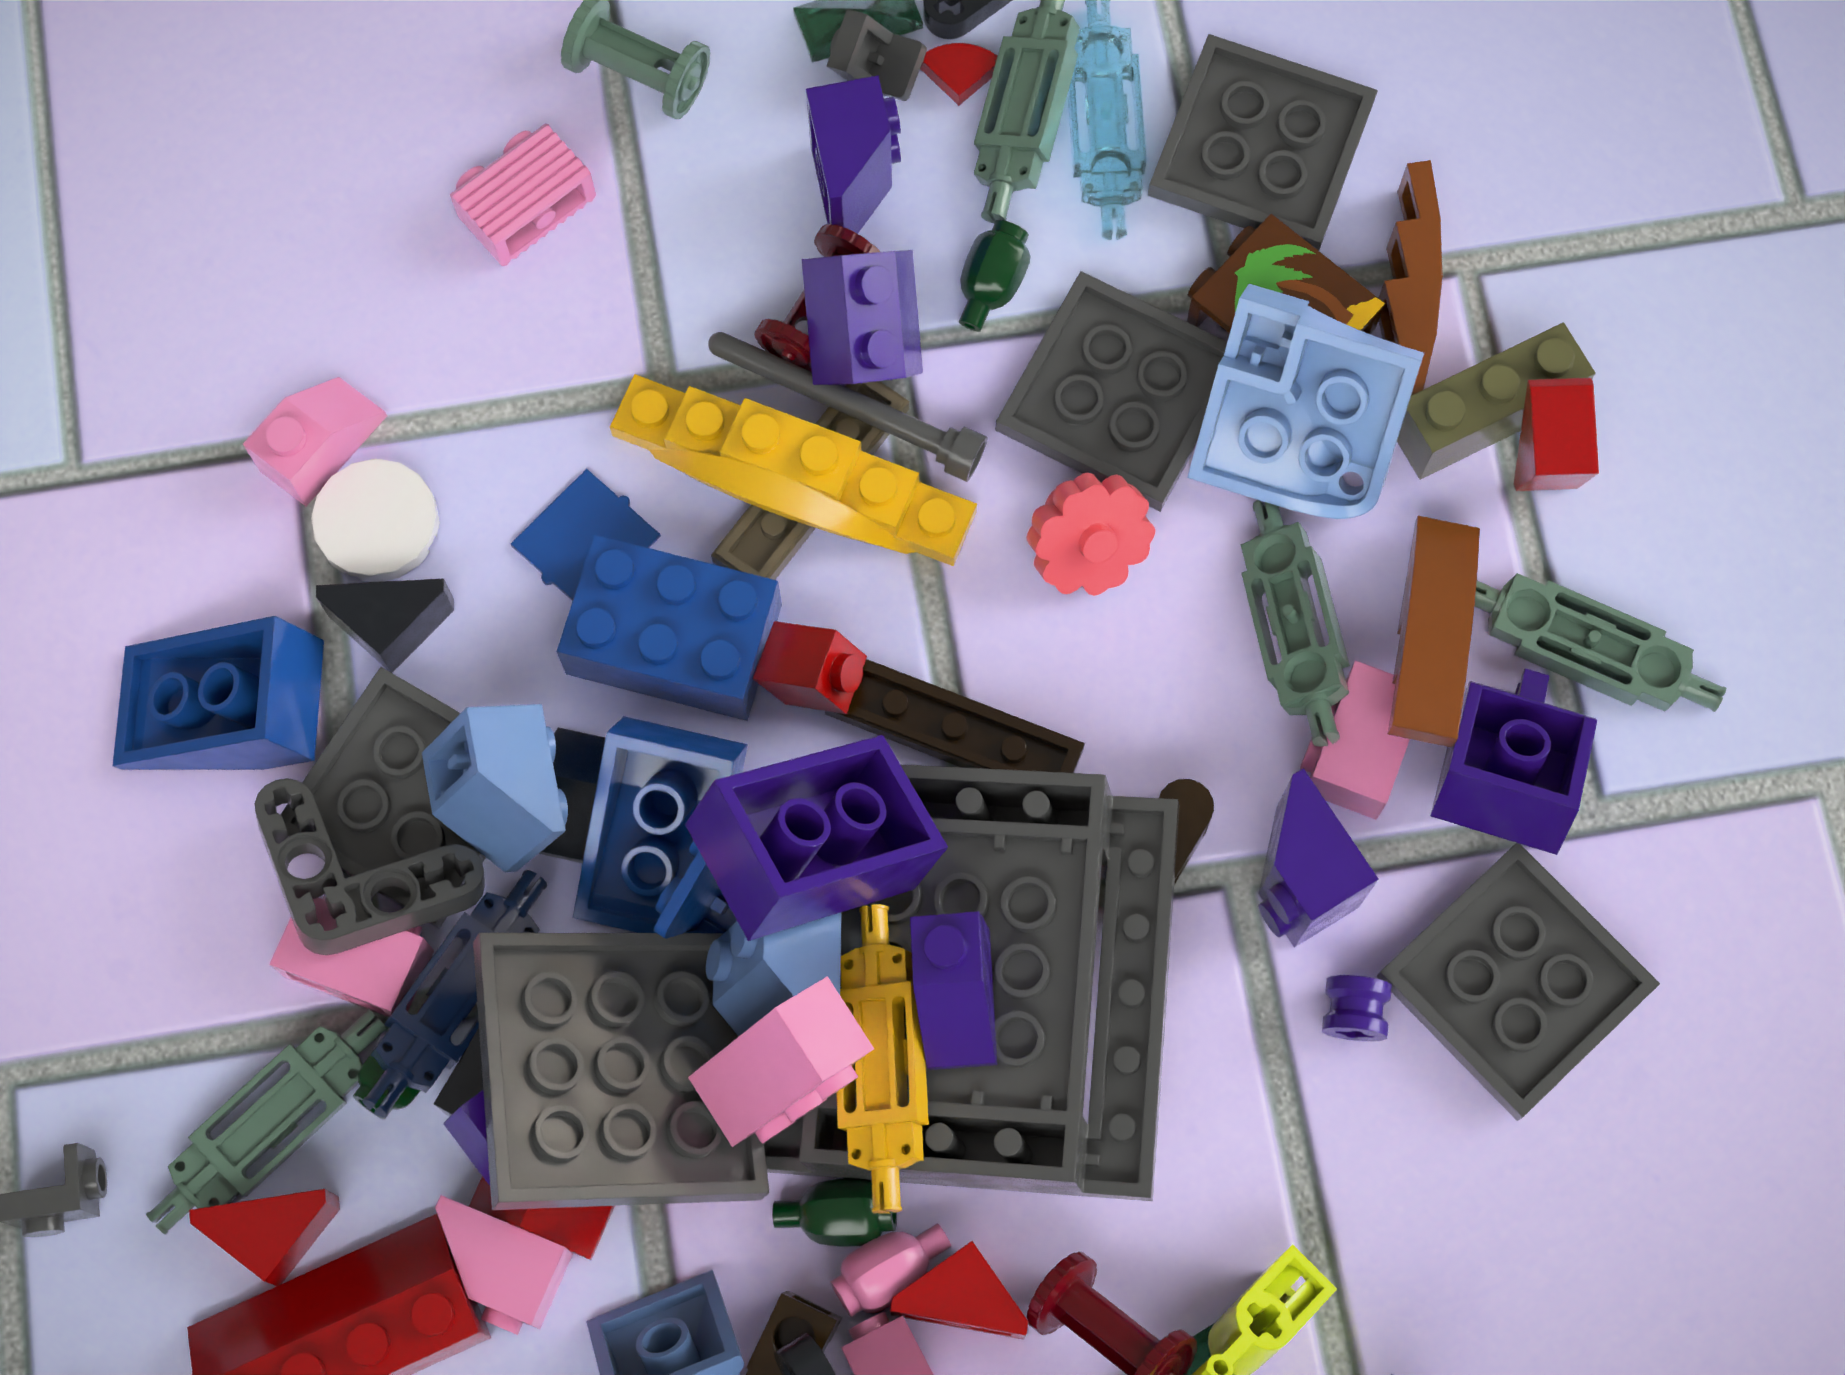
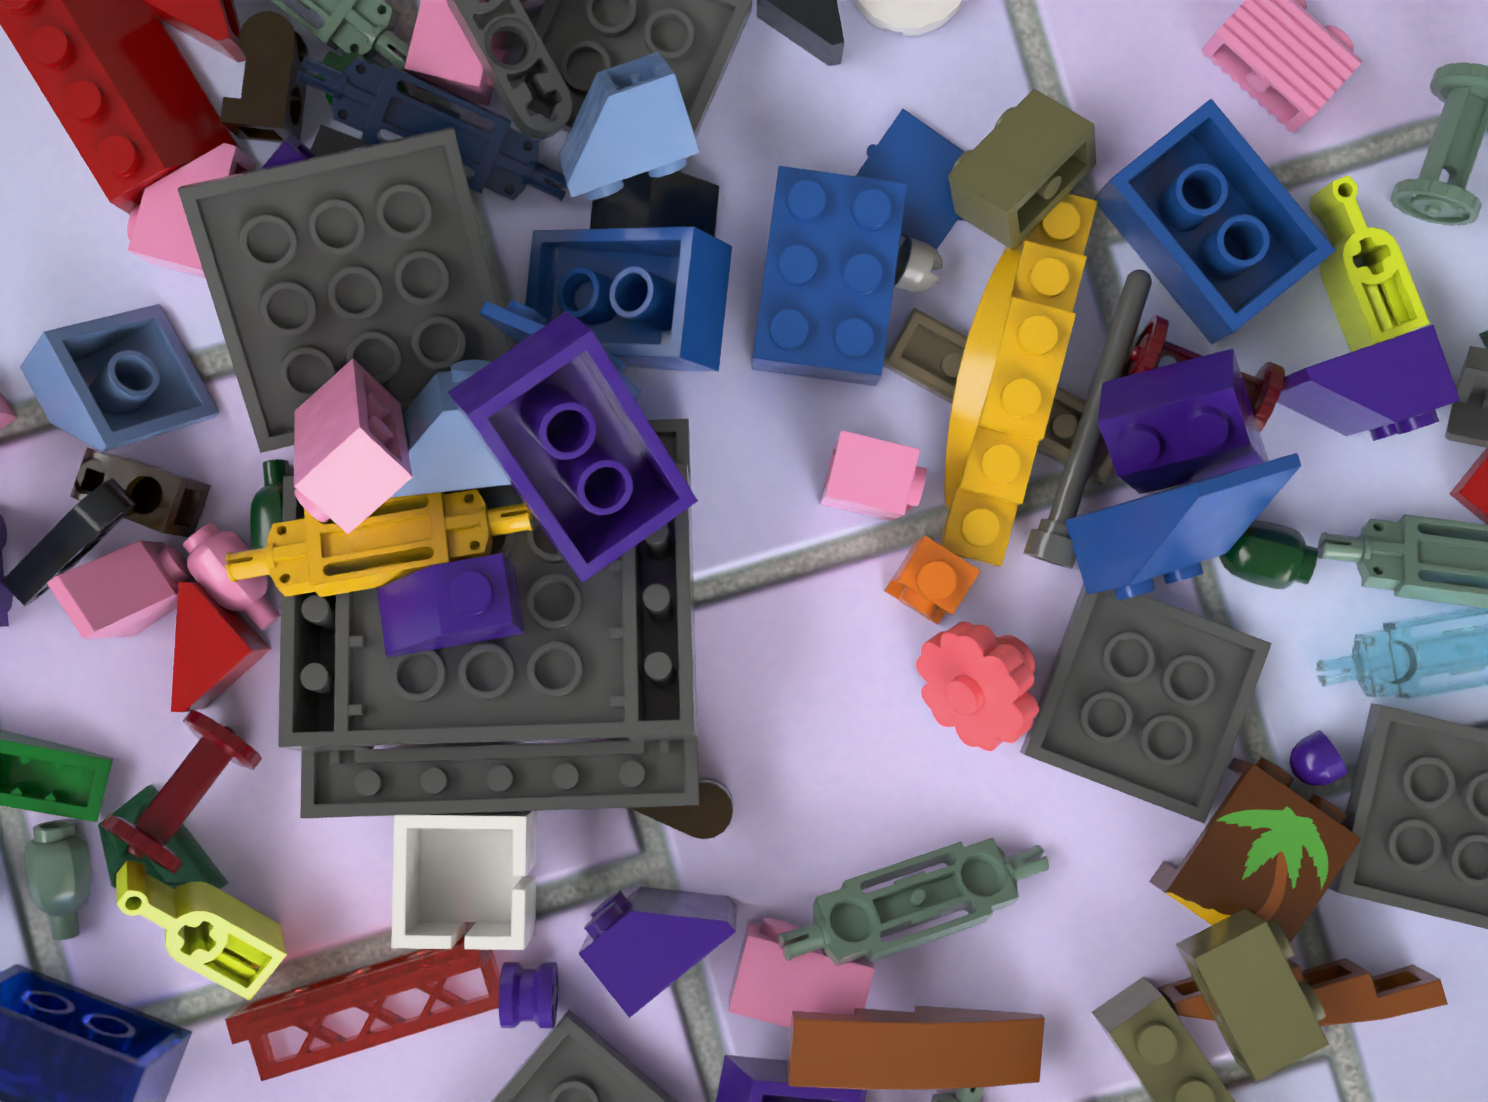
camera: 85 degrees right, 15 degrees up
(352, 1156) = (270, 95): none -> dark brown leg
(594, 433) = (1022, 168): none -> olive brick
(671, 540) = (915, 266): none -> light grey hinge
(676, 271) = (1213, 222): none -> blue brick
(769, 146) = (1369, 300): none -> neon yellow piece
(810, 667) = (802, 421): red brick -> none
(877, 601) = (873, 477): none -> bright pink brick
(954, 725) = (766, 572): dark brown tile -> none
(960, 338) = (1173, 528): none -> blue slope
(981, 567) = (932, 580): none -> orange brick
(1195, 246) = (1316, 760): none -> dark purple hinge
(1225, 1055) = (463, 872): none -> white piece
(1302, 407) = (1144, 894): light blue slope -> none
(1334, 1178) = (359, 990): none -> clear red fence
(1417, 308) = (1253, 992): none -> olive brick

